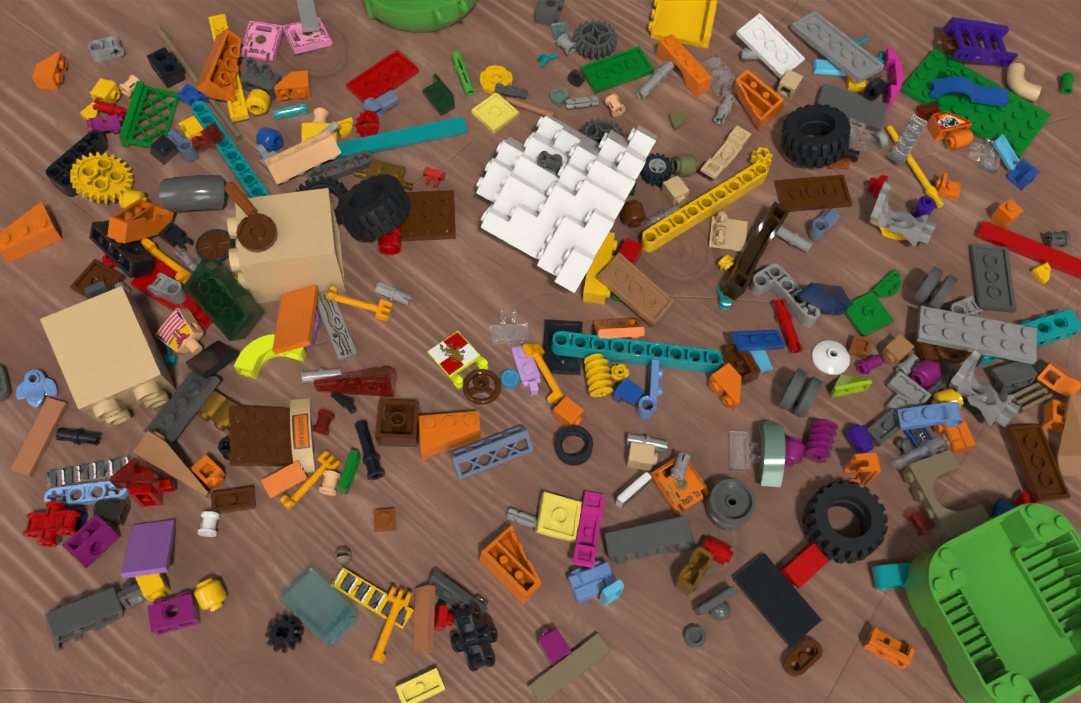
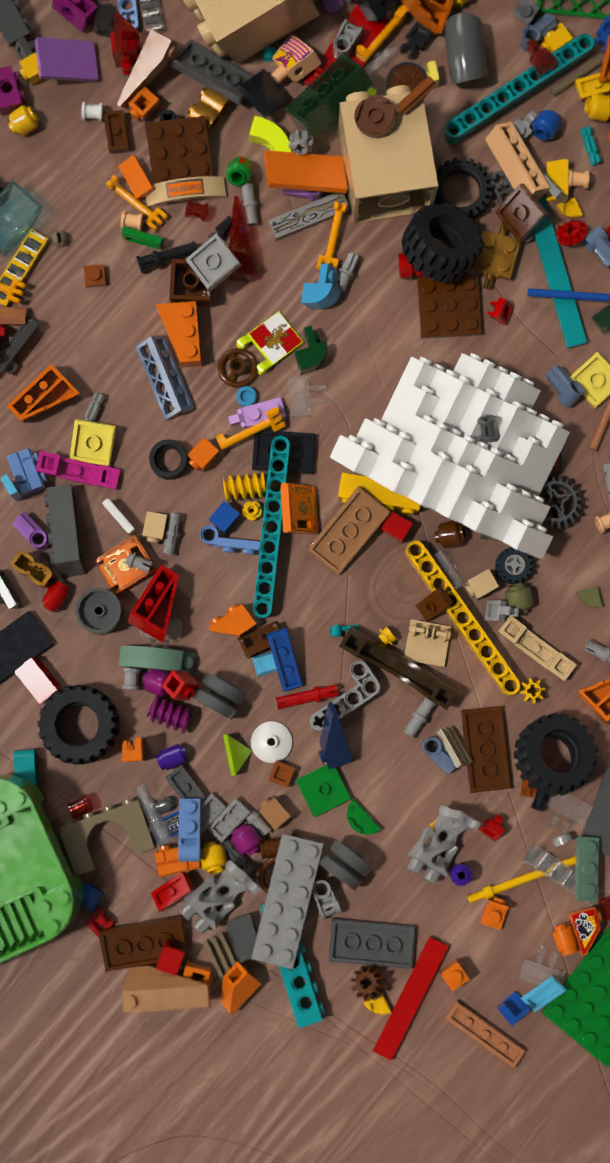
camera: 90 degrees right, 20 degrees up
(210, 222) = (432, 71): none -> light yellow tile
(266, 322) = (301, 142): none -> light grey gear
(288, 381) = (239, 171): none -> green head
(349, 152) = (521, 212): none -> reddish brown tile
(383, 393) = (213, 262): none -> light grey tile
(415, 309) = (325, 292): none -> dark azure brick
(422, 126) = (567, 295): none -> blue bar
(471, 318) = (314, 355): none -> dark green brick
(505, 128) = (568, 390): none -> sand blue piece
(651, 576) = (31, 531): none -> medium lavender piece
(697, 179) = (497, 610): none -> light grey plate
(697, 222) = (434, 604): none -> reddish brown plate
(720, 448) = (154, 606): none -> red wedge
(793, 477) = (131, 679): none -> light grey bush
(797, 423) = (180, 685): none -> red brick
(817, 211) = (454, 747): none -> dark tan tile
(866, 366) = (260, 781): magenta pin -> none
(902, 121) = (586, 869): none -> sand green plate
(985, 435) = (172, 891): none -> red plate
(1024, 279) = (365, 990): none -> reddish brown gear
(1046, 197) = (485, 1034): none -> nougat tile
(1051, 435) = (169, 959): none -> red panel
(1056, 238) = (422, 1030): dark grey bush -> none

